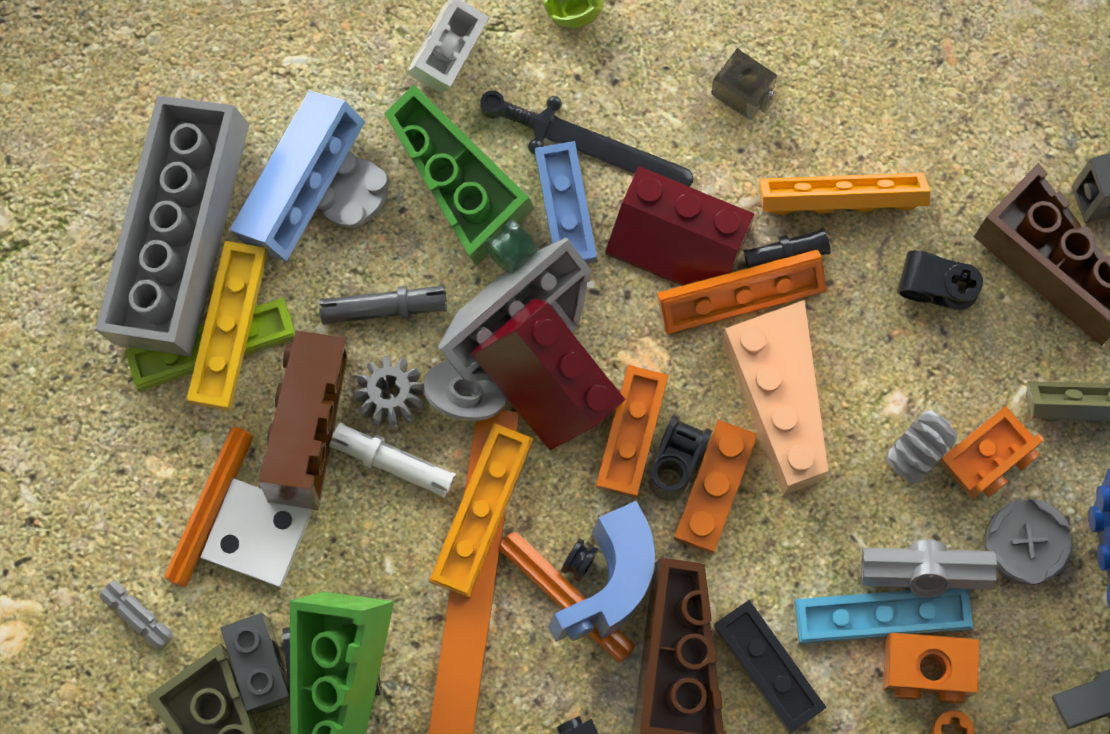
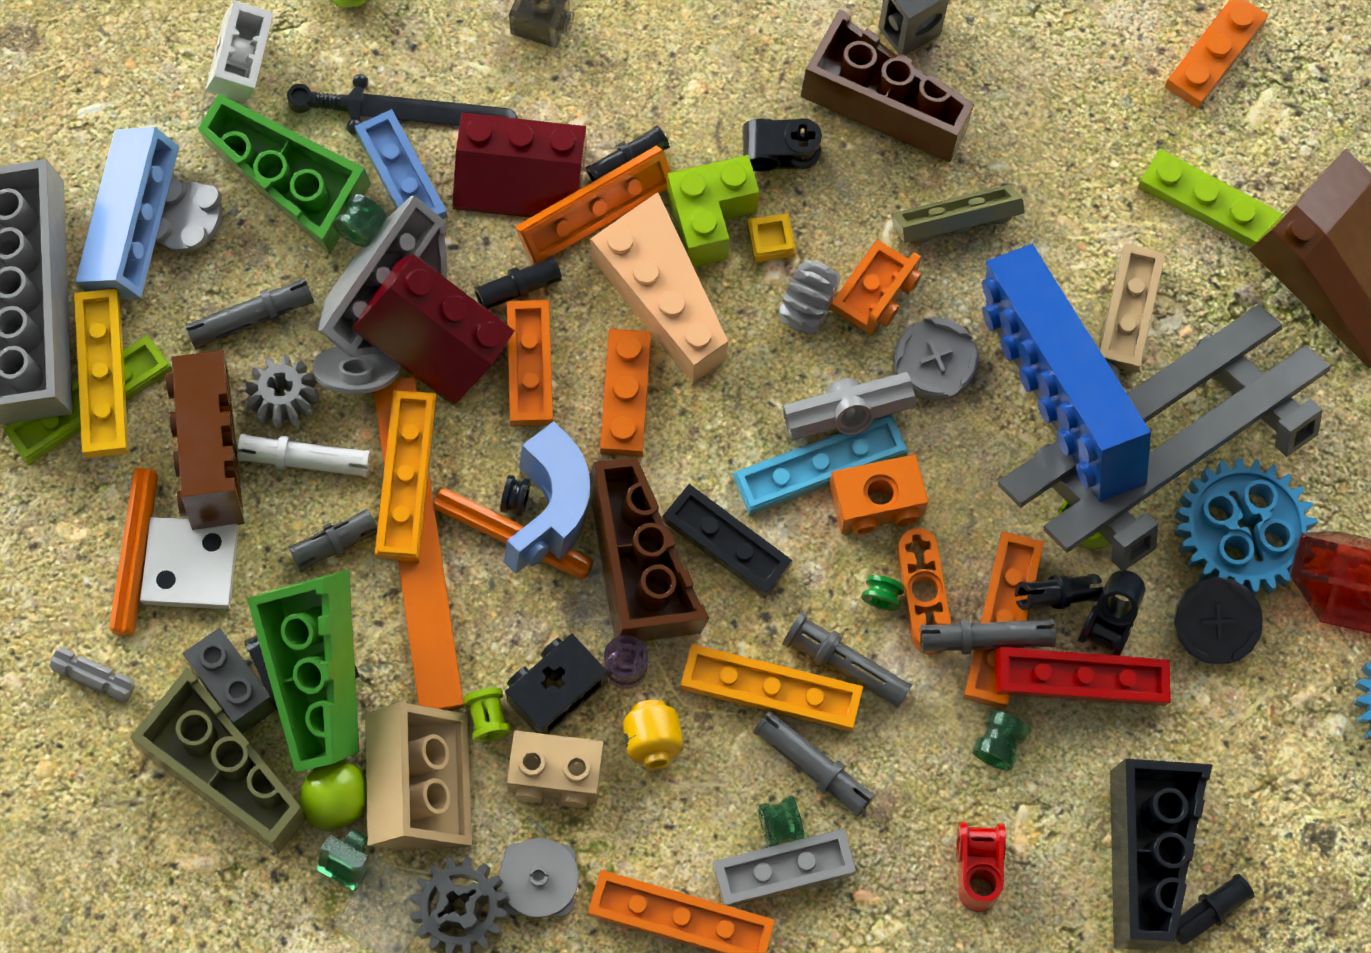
camera: 25 degrees left, 5 degrees down
(396, 551) = (333, 540): none -> dark grey pin
(644, 348) = (518, 283): none -> black pin
(679, 451) = (581, 369): black piece -> none
(845, 317) = (705, 198): none -> lime brick
(854, 192) = (678, 84): light orange plate -> none
(902, 371) = (771, 237): none -> yellow tile

